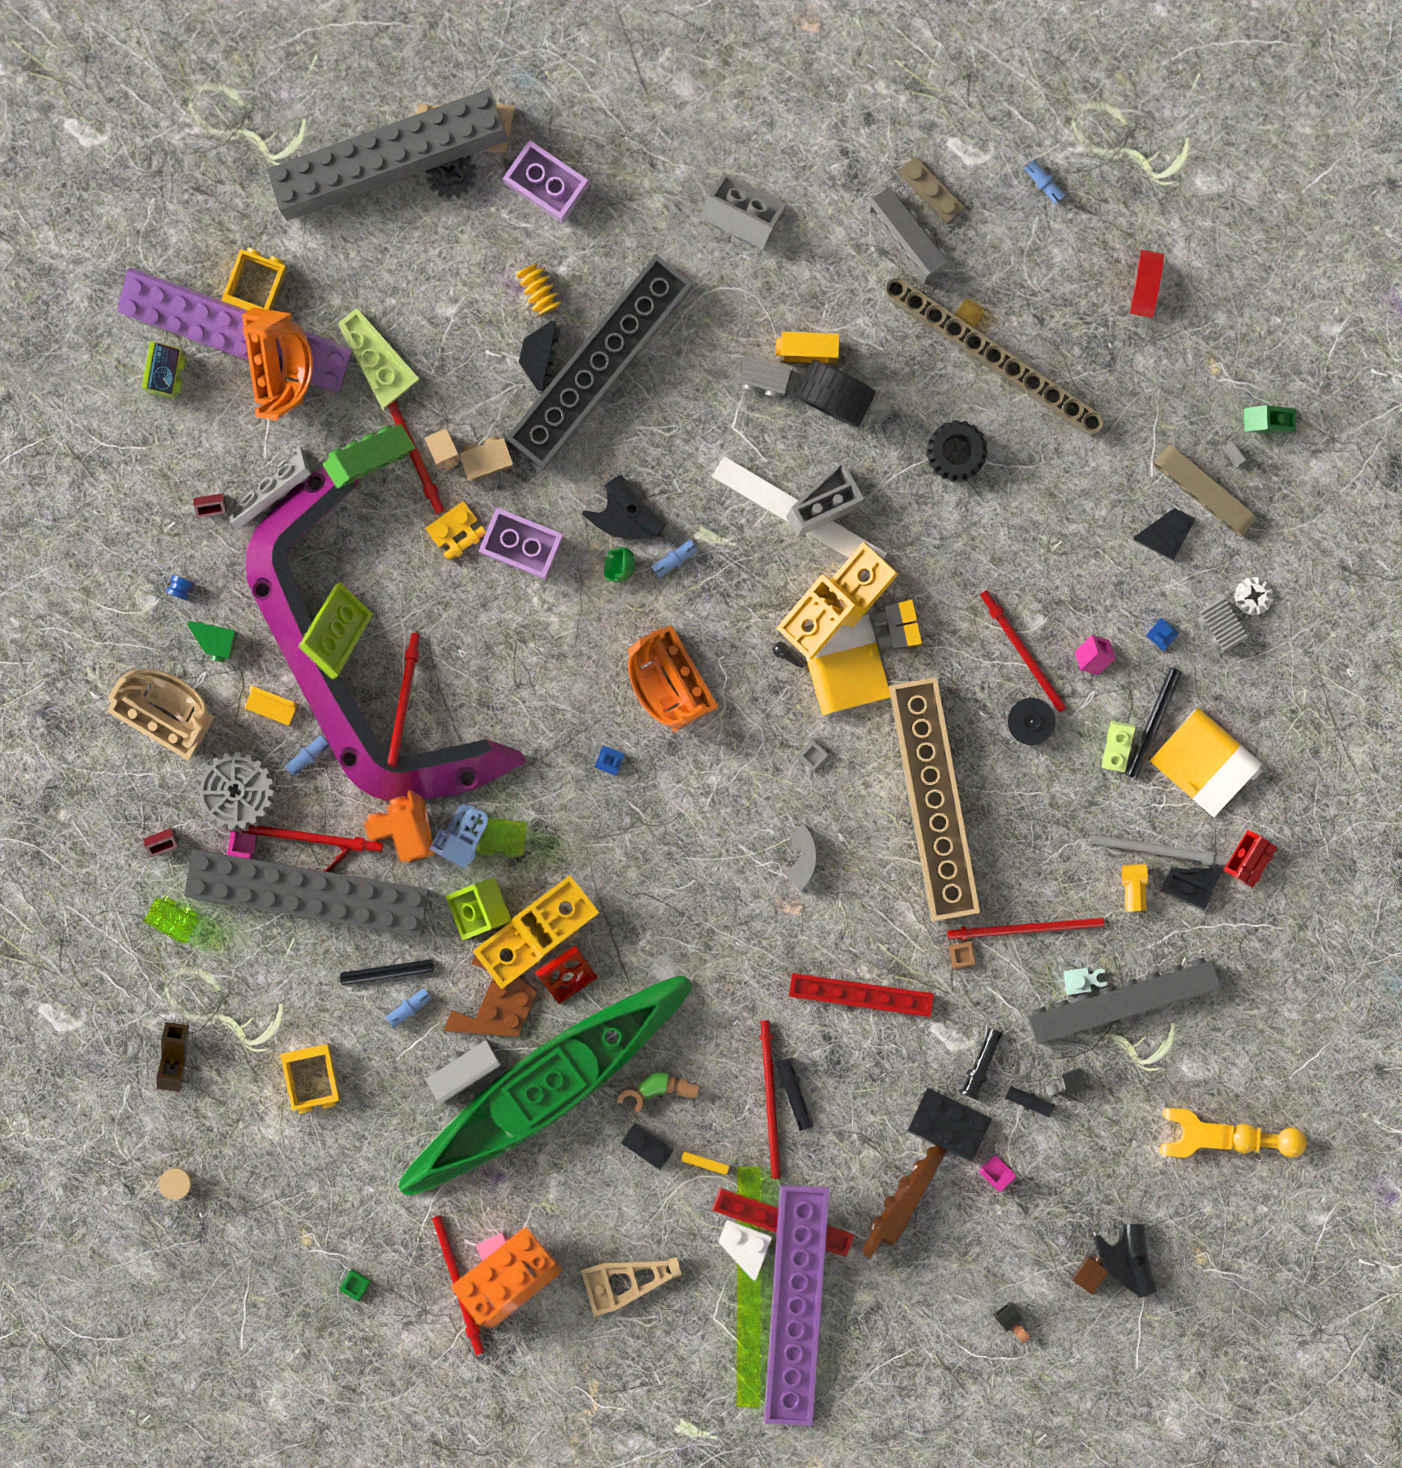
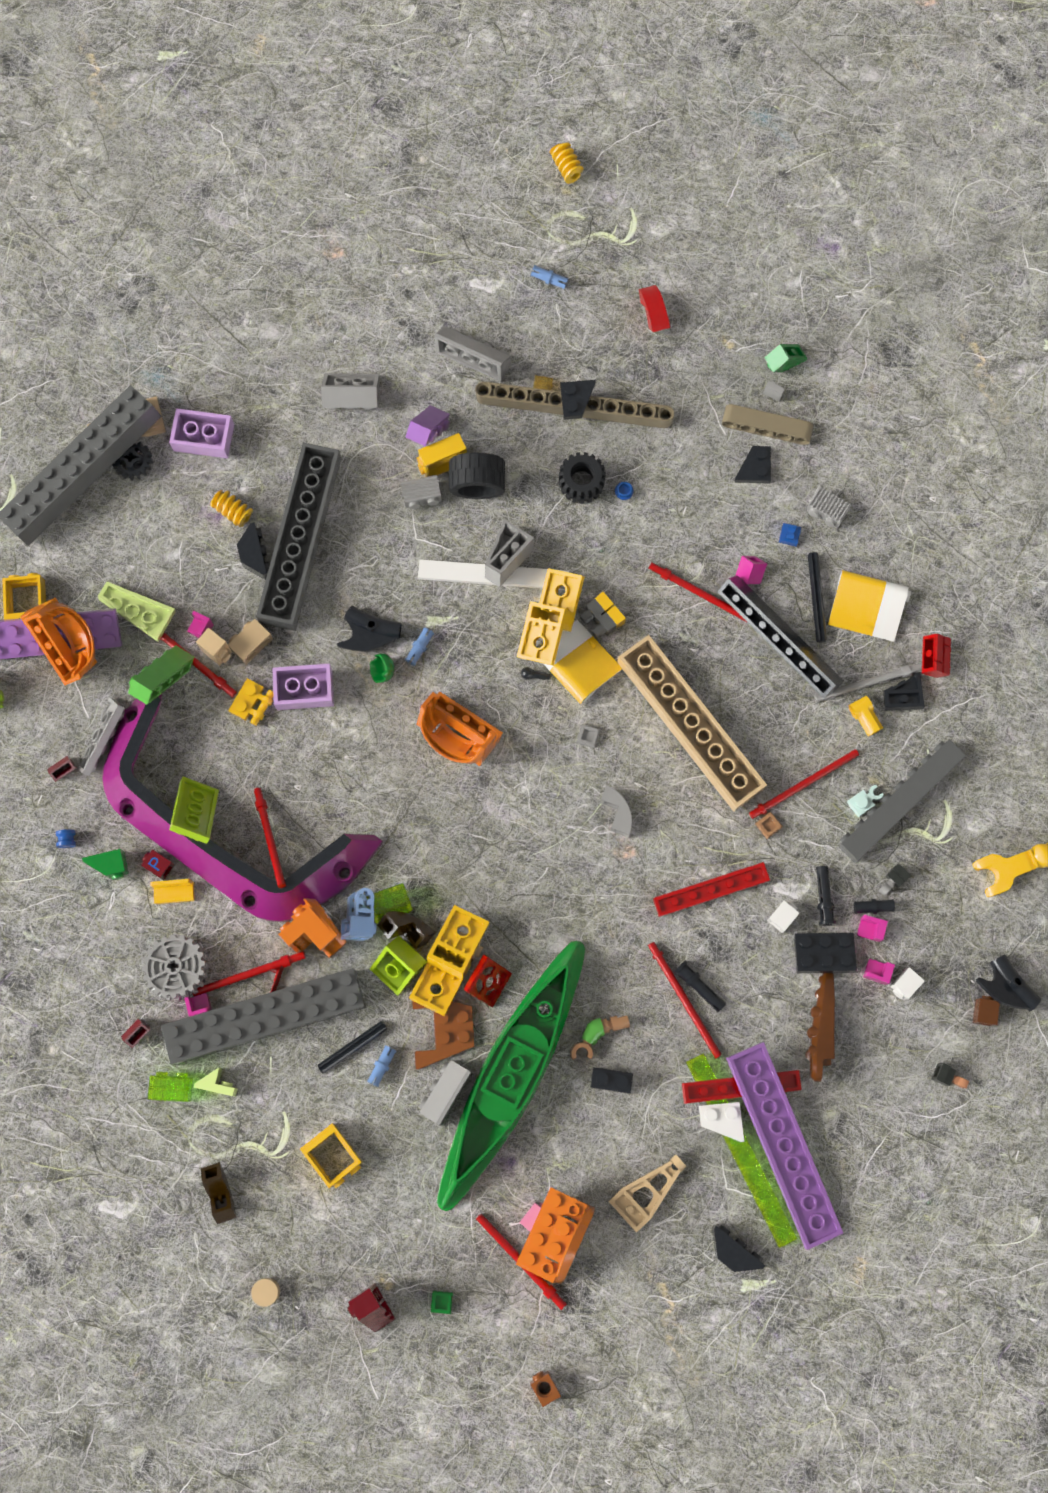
camera: 25 degrees left, 10 degrees down
(170, 694) = (95, 920): tan piece -> none
(217, 937) = (211, 1083): none -> yellowish green slope
(267, 666) = (157, 864): none -> dark red brick
(278, 1255) = (371, 1308): none -> dark red wedge
(307, 755) = (217, 915): medium blue pin -> none
(416, 1434) = (545, 1397): none -> dark orange brick
(438, 413) = (199, 624): none -> dark pink panel
(514, 878) = (399, 923): none -> dark brown brick
(609, 760) = (442, 811): blue tile -> none
(685, 1387) = (733, 1252): none -> black slope
(705, 1162) = (648, 1073): yellow tile -> none
(809, 305) = (428, 425): none -> medium lavender brick
(925, 1063) = (783, 916): none -> white brick
(930, 190) = (474, 319): dark tan plate -> none
(997, 353) = (575, 397): none -> black wing
(999, 488) = (624, 490): none -> blue plate
(1014, 1124) = (872, 928): none -> dark pink panel
(1019, 1202) = (906, 984): none -> white brick
(1031, 721) = (731, 636): black piece -> none
(1085, 750) = (780, 636): none -> black brick
(1118, 746) = (800, 621): yellowish green plate -> none
(1137, 45) = (566, 162): none -> yellow piece
(1248, 606) = (838, 487): white gear -> none

